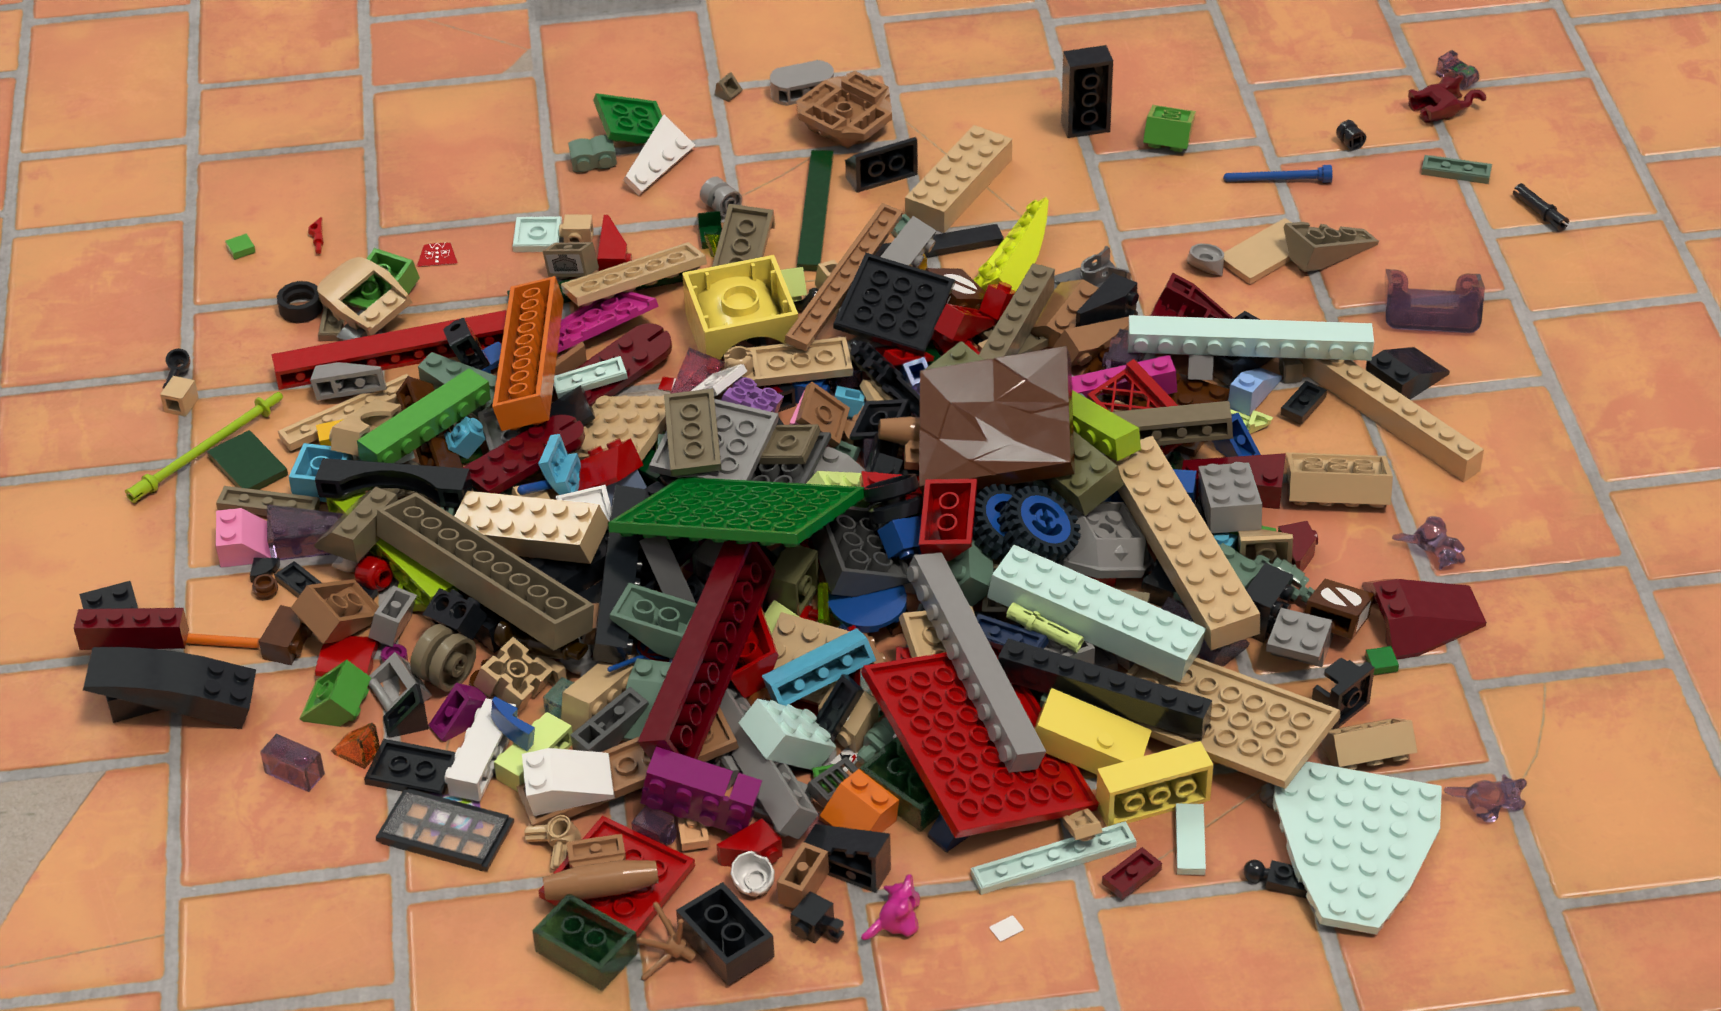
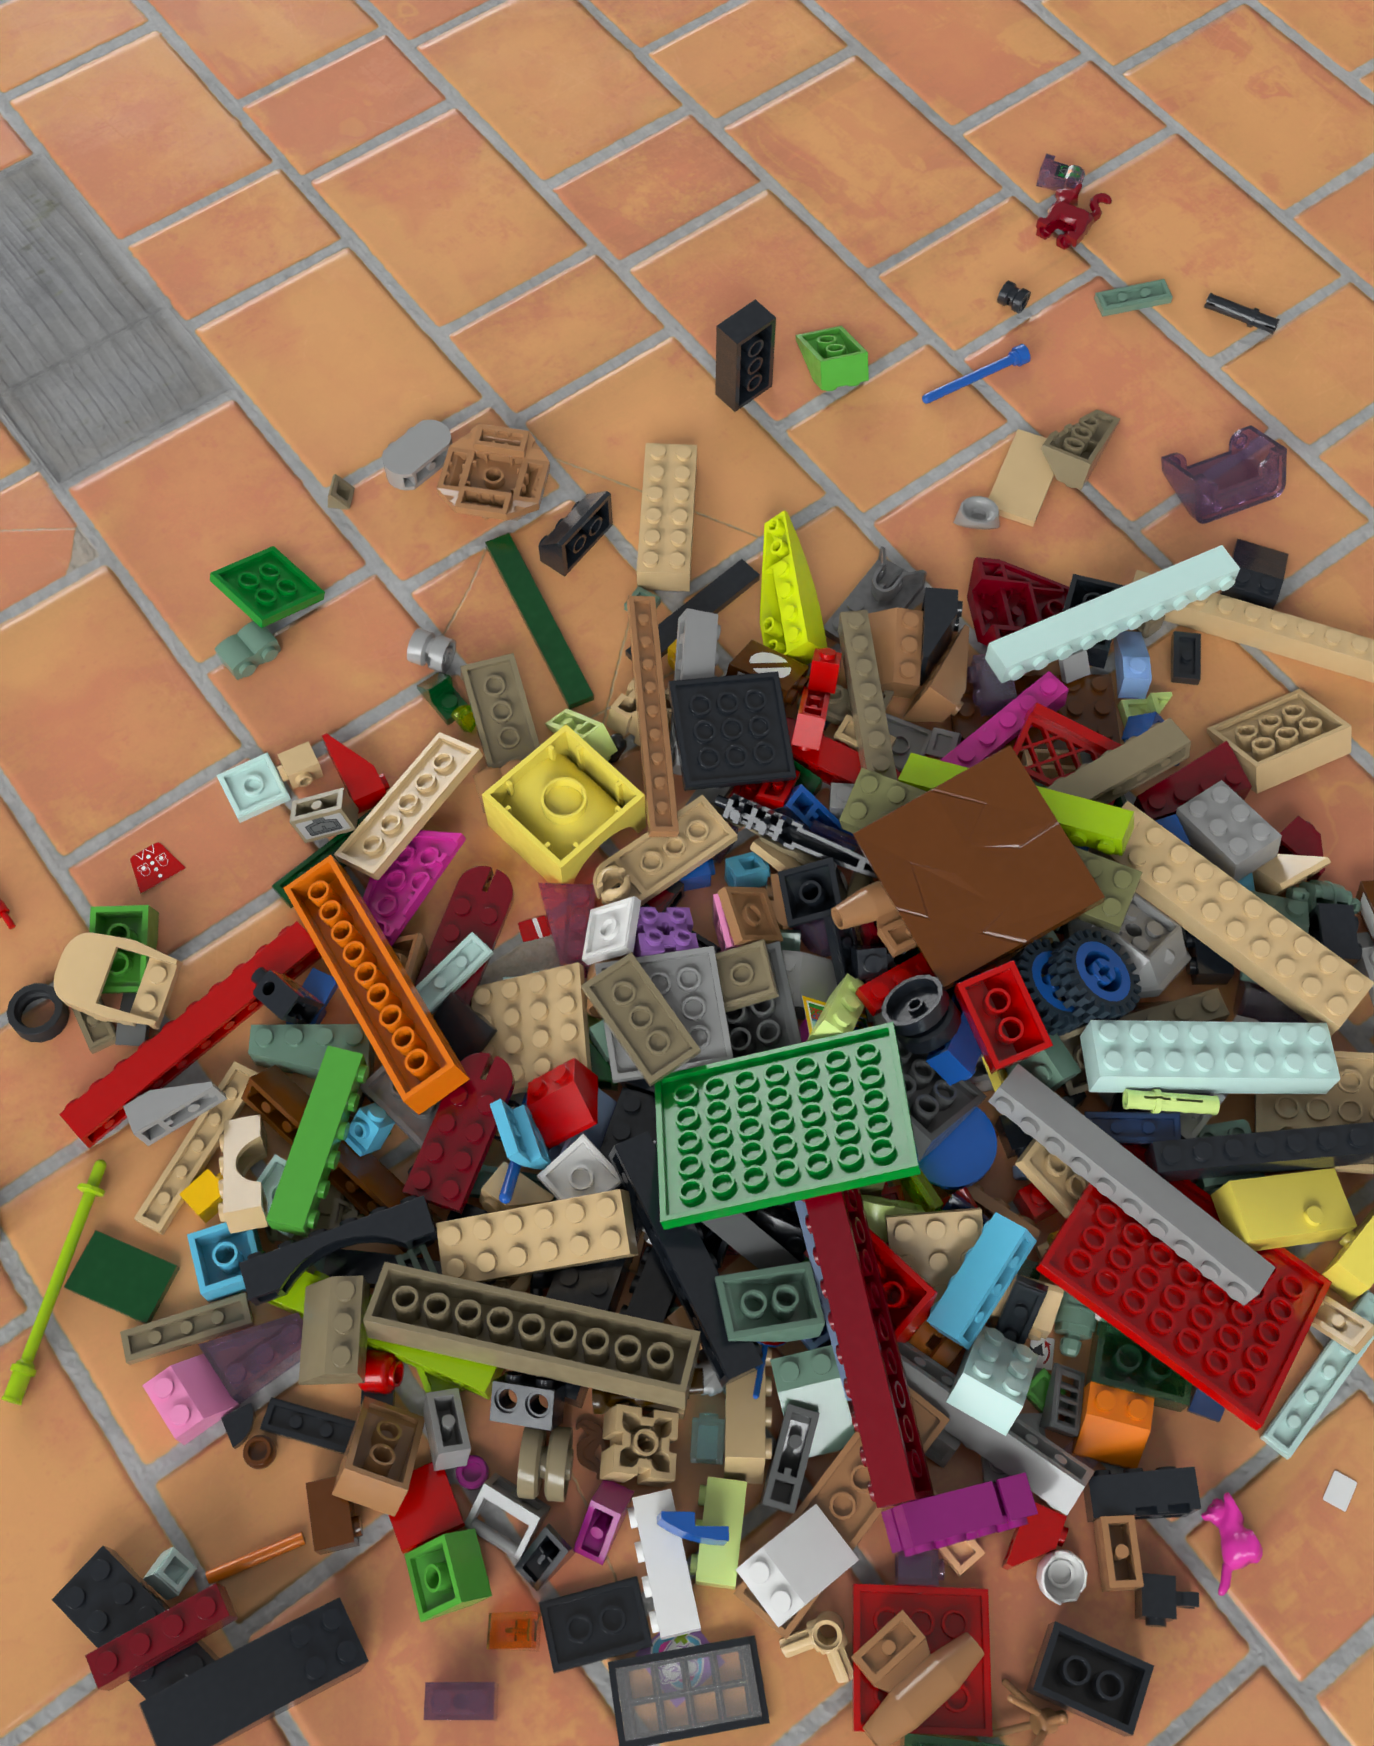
camera: 30 degrees left, 20 degrees up
(660, 153) = (325, 622): white wing -> none

